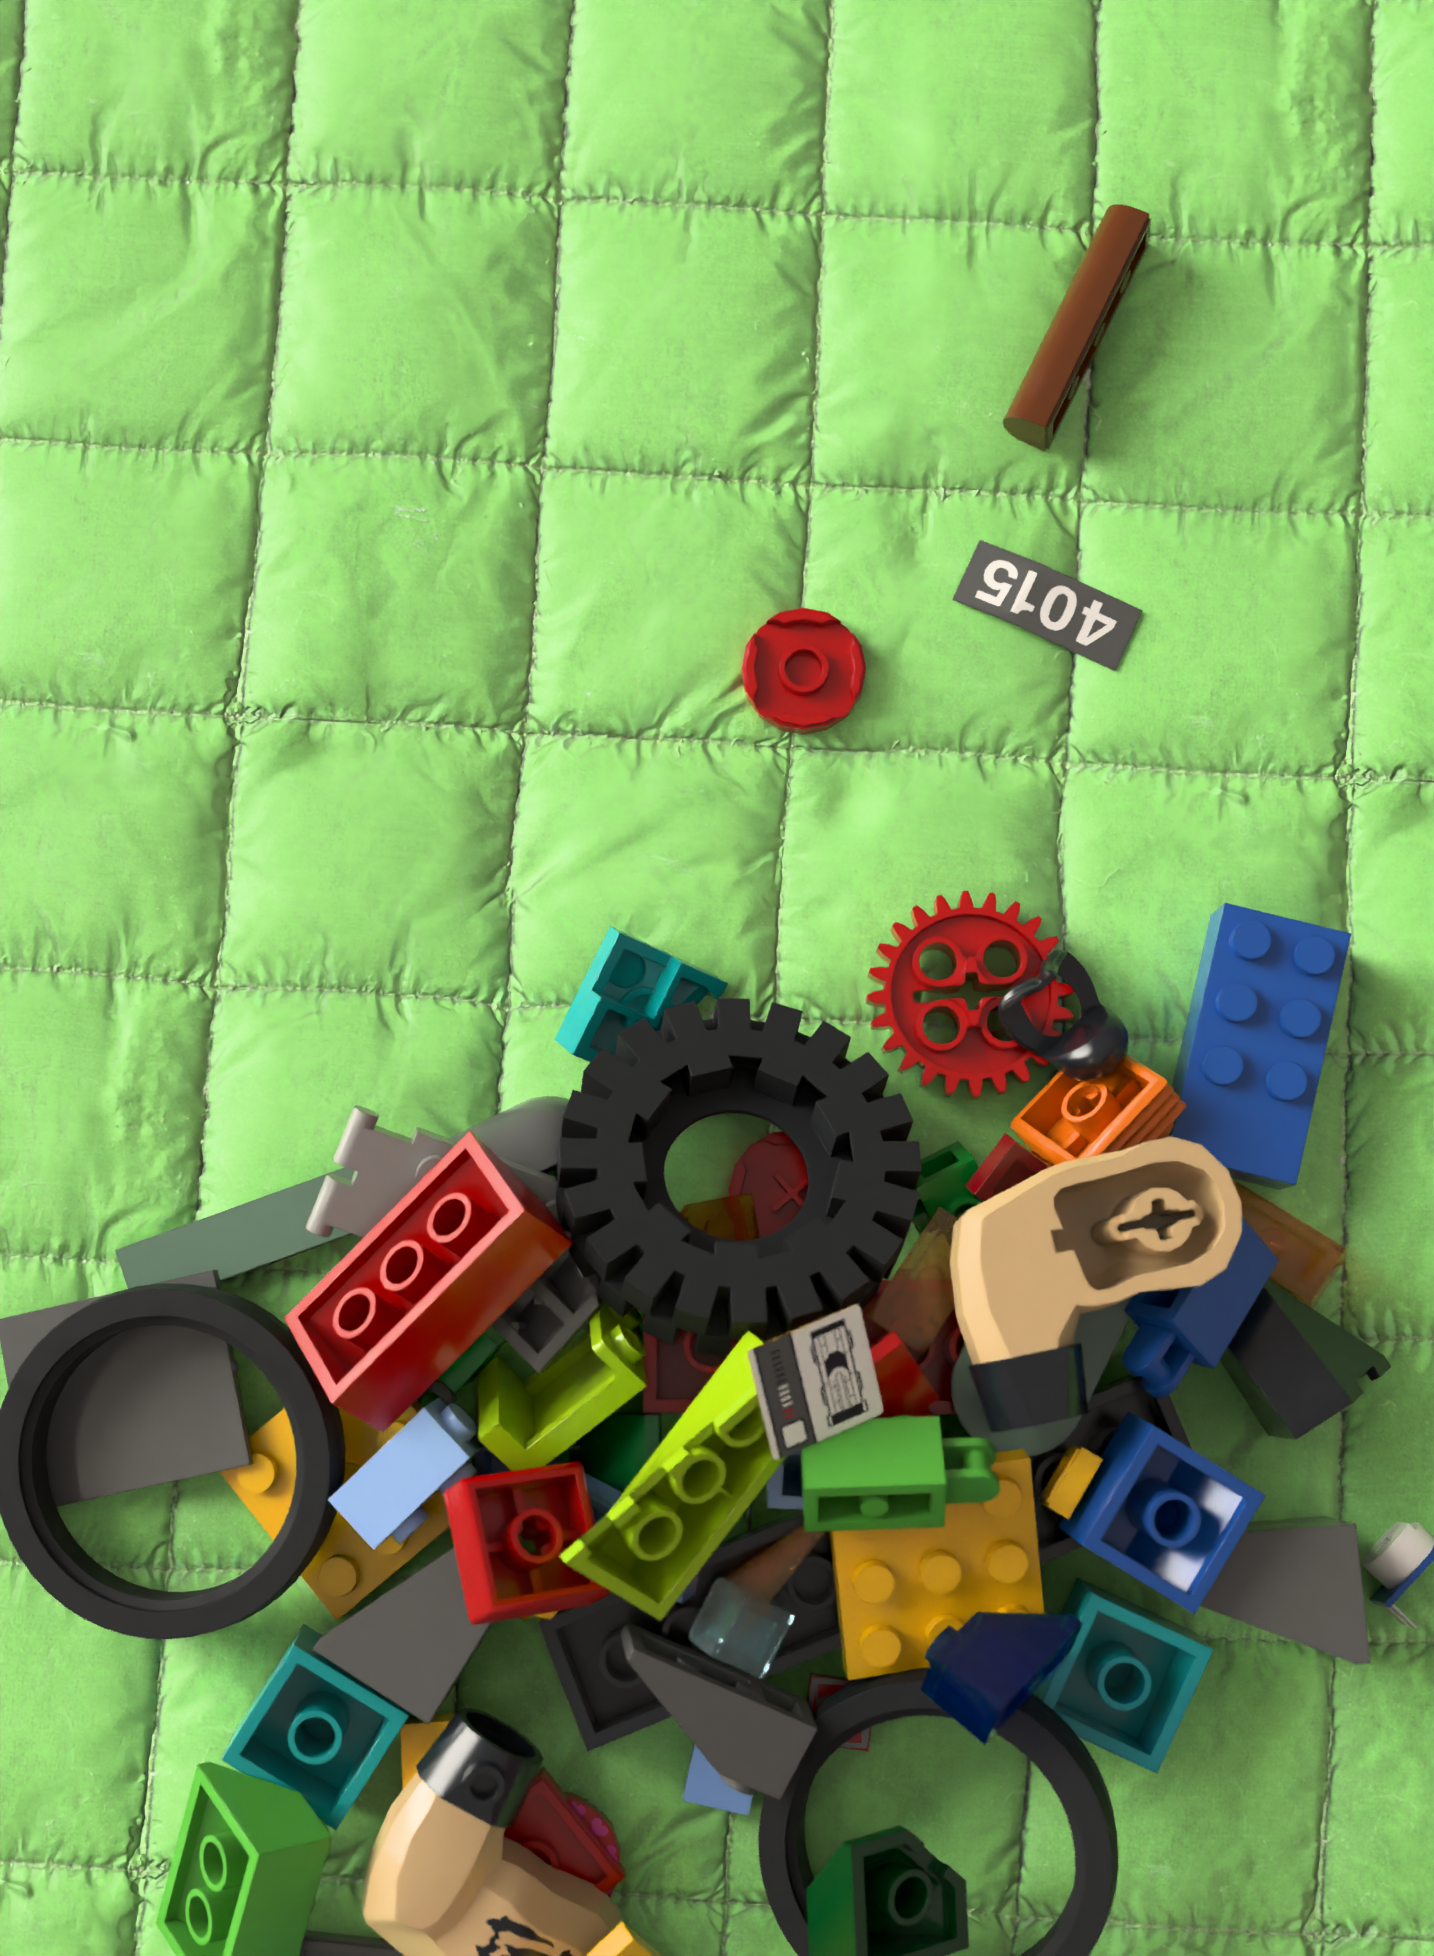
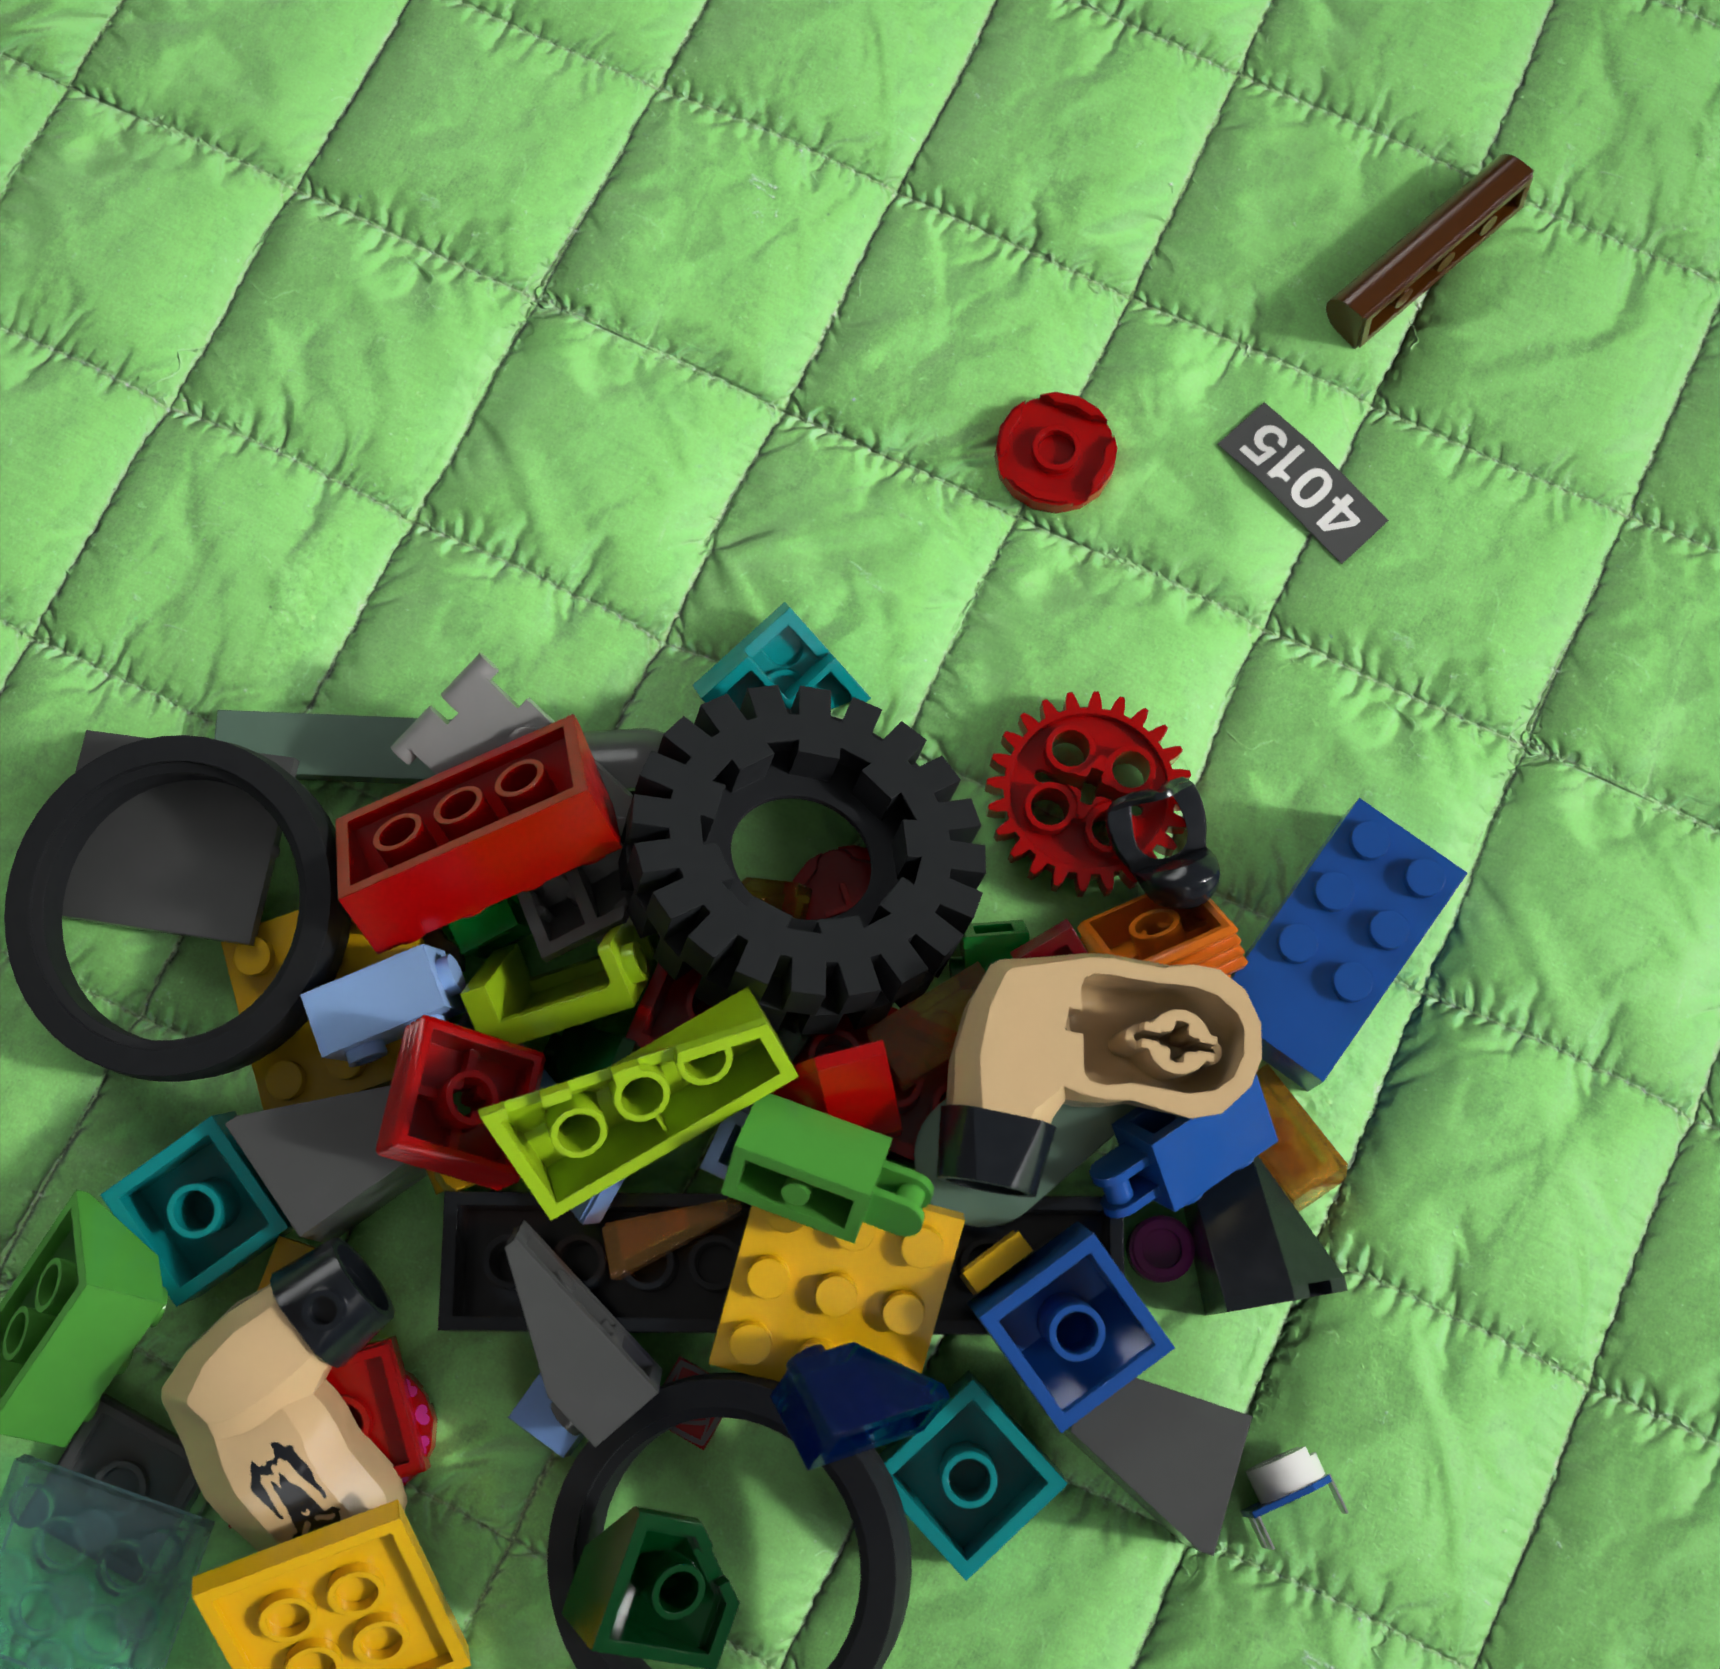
camera: 20 degrees right, 5 degrees down
(740, 1627) = (625, 1264): clear light blue slope -> none
(815, 1381) = (787, 1052): sticker -> none
(1206, 1395) = (1160, 1249): none -> magenta tile

